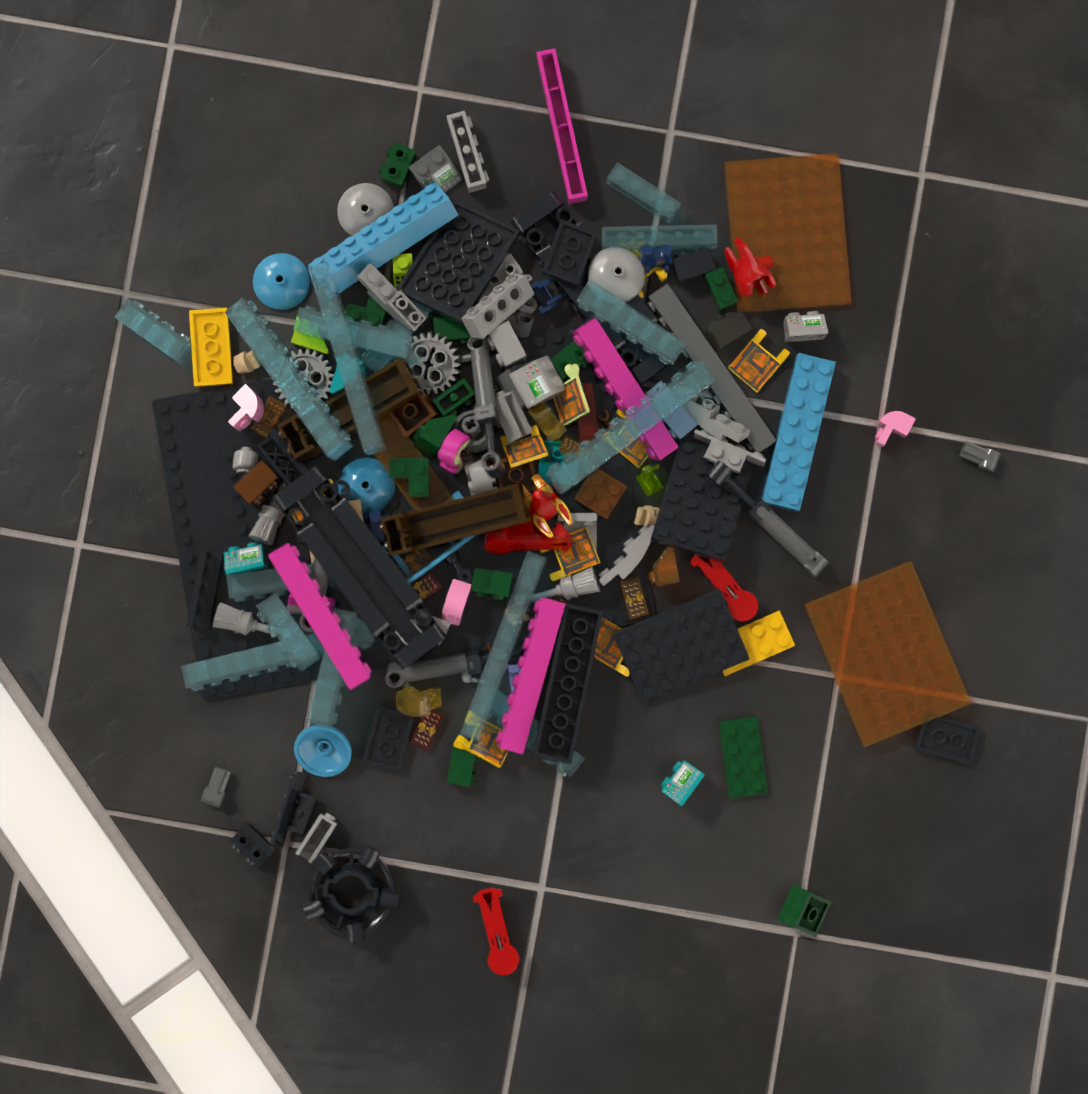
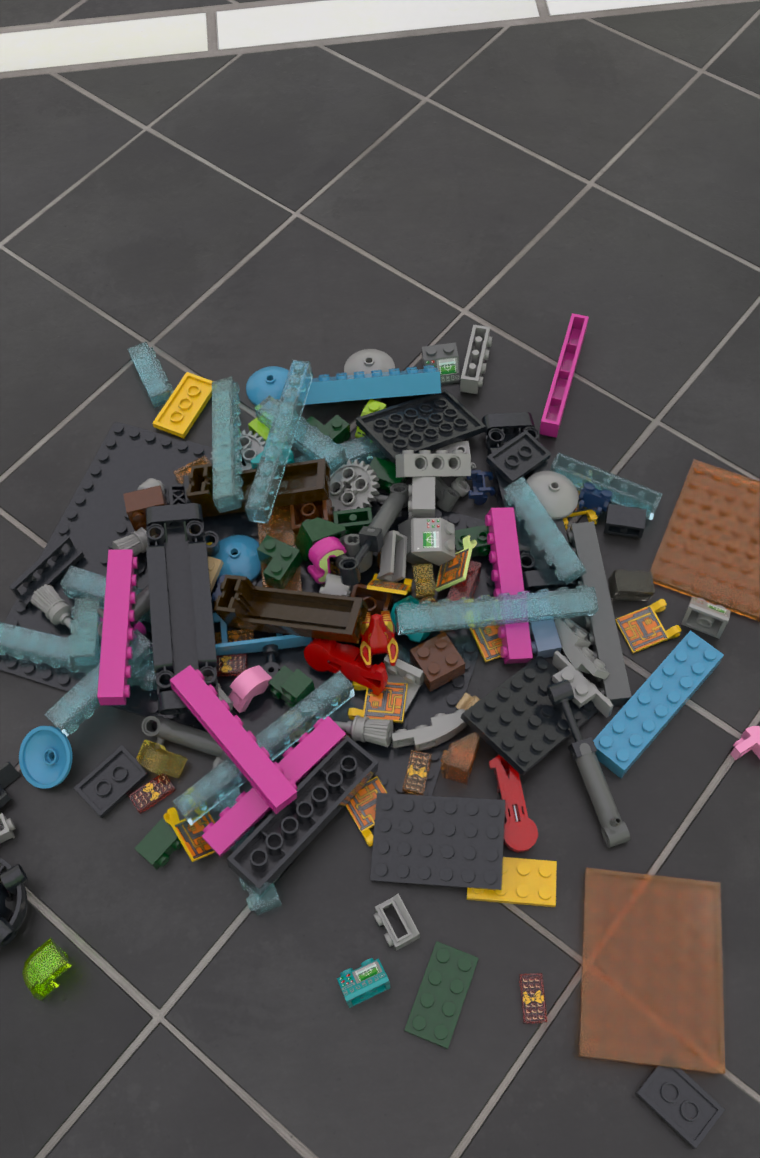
camera: 35 degrees right, 25 degrees down
(245, 559) = (90, 560): teal slope -> none
(246, 362) = (203, 426): tan piece -> none
(251, 408) = (181, 455): brick -> none
(390, 299) = (346, 422): light grey slope -> none
(397, 166) = (410, 350): dark green brick -> none
(437, 904) = (44, 968): none -> clear neon green brick
(481, 661) = (234, 739): none -> dark pink brick
(503, 956) = (72, 1062): red piece -> none
(643, 193) = (608, 448): clear light blue brick -> none
(648, 480) = (489, 674): clear neon green bracket -> none
(685, 739) = (390, 936): none -> light grey window
(720, 289) = (640, 550): dark green brick -> none
(749, 270) = (676, 541): red piece -> none
(810, 723) = (533, 998): none -> tile

